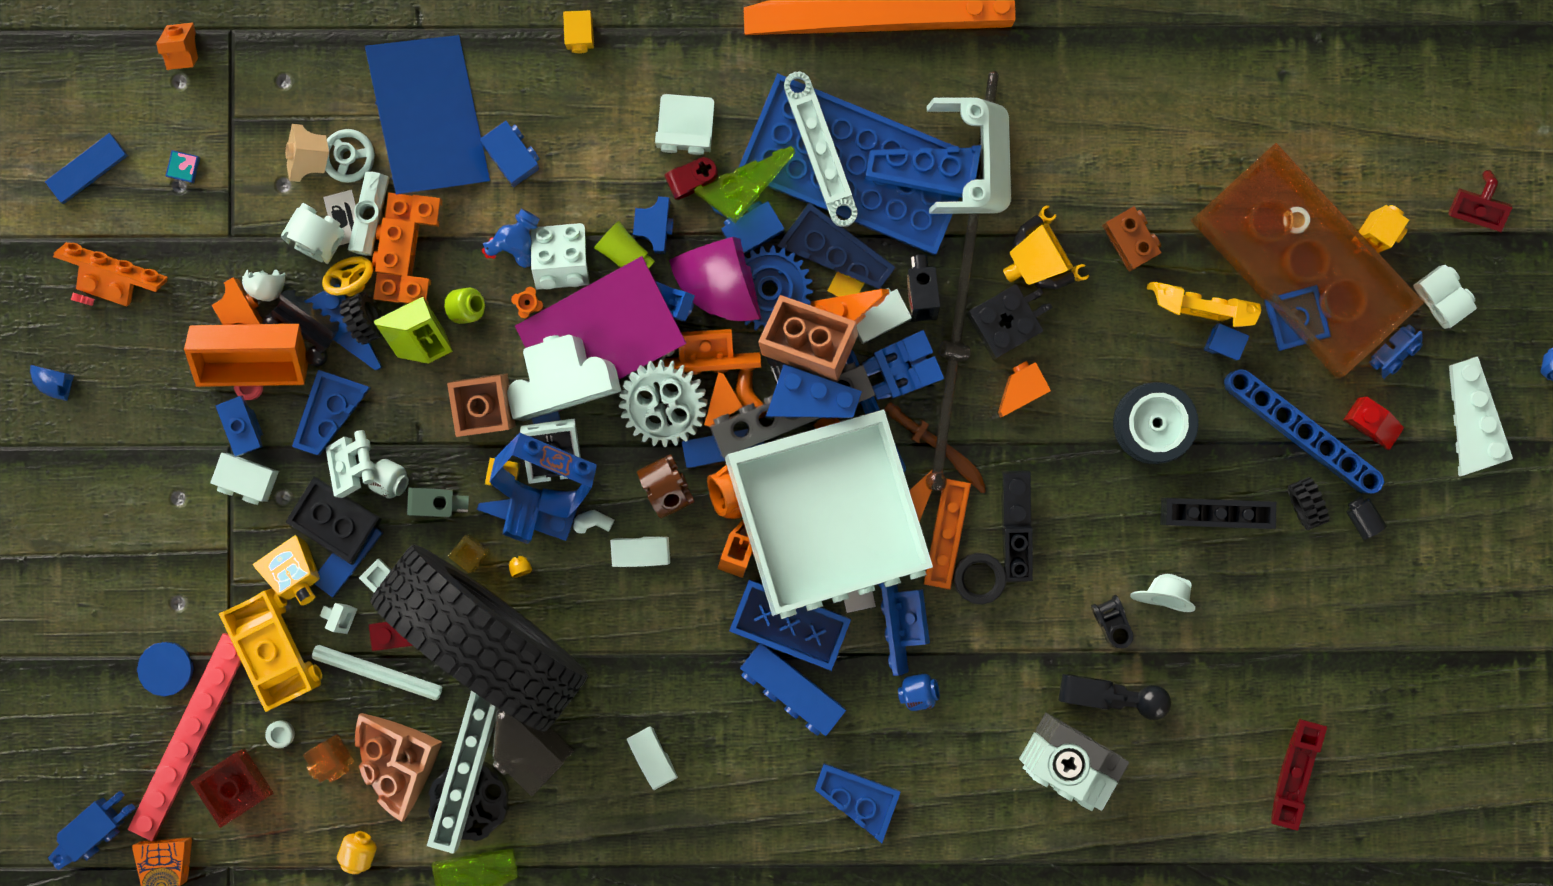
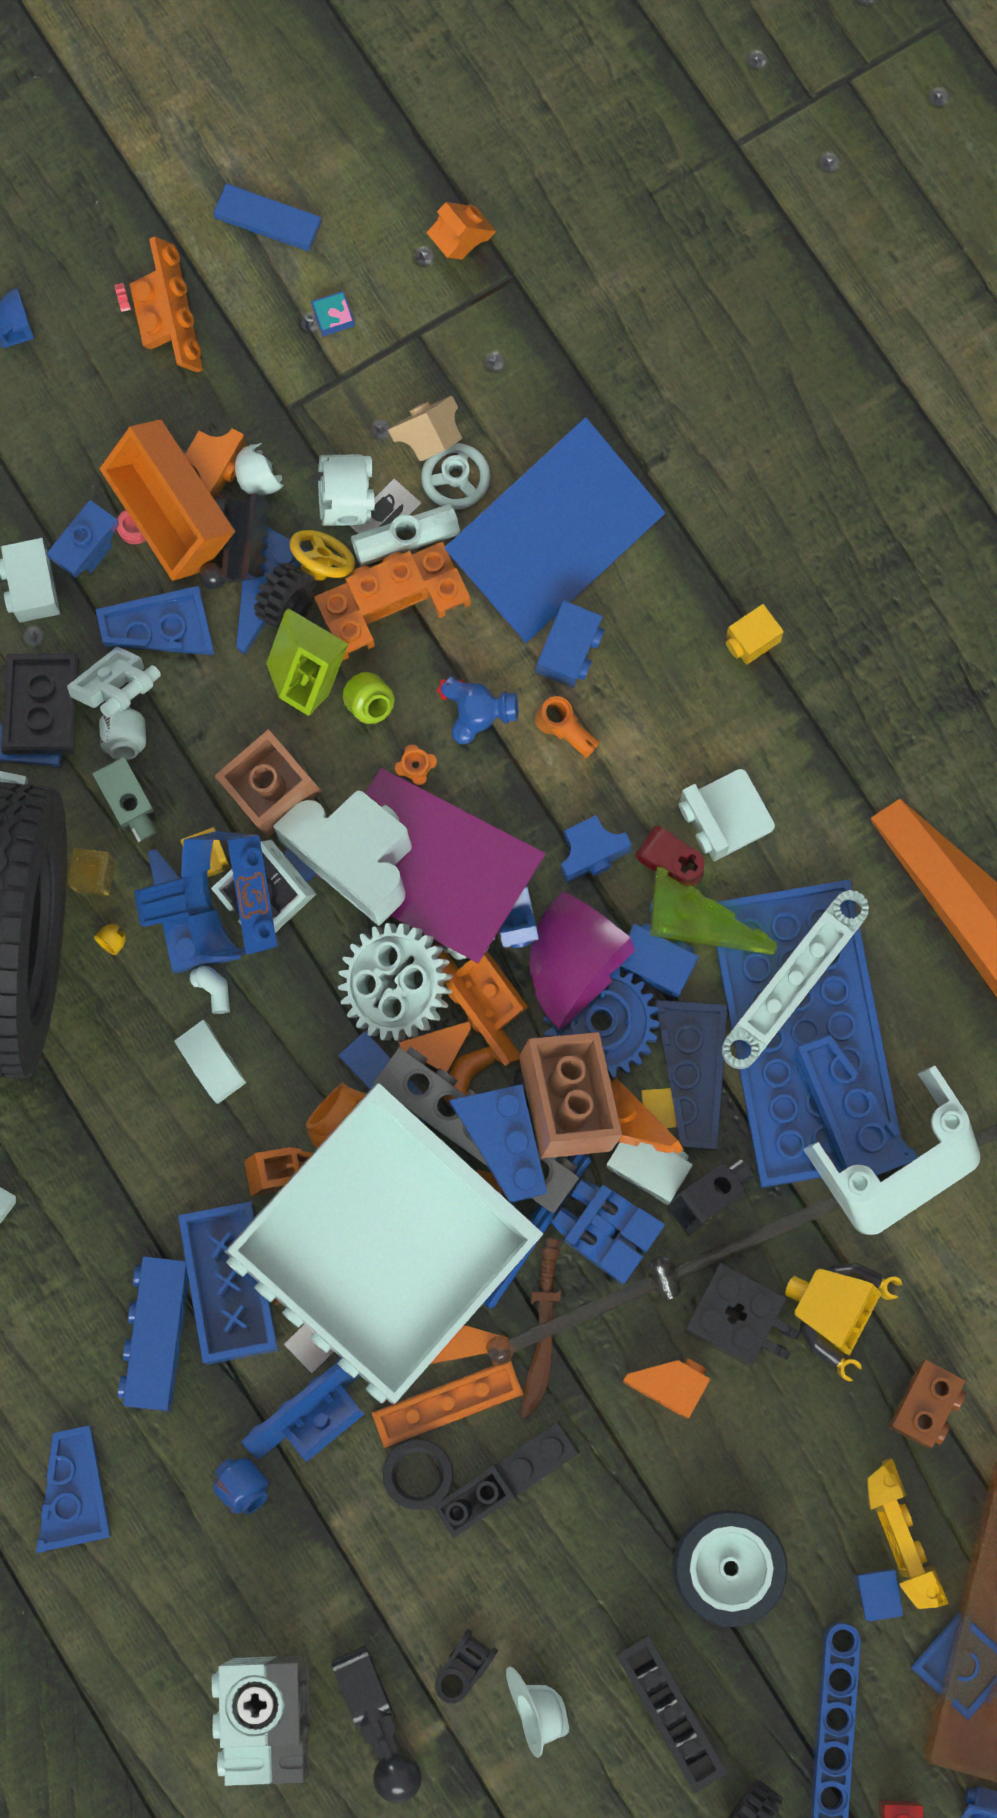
camera: 60 degrees right, 10 degrees down
(559, 256) = (488, 767): light aqua bracket -> none
(564, 189) = (568, 726): none -> orange pin
(621, 247) = (543, 828): lime plant -> none
(665, 486) = (301, 1042): reddish brown brick -> none

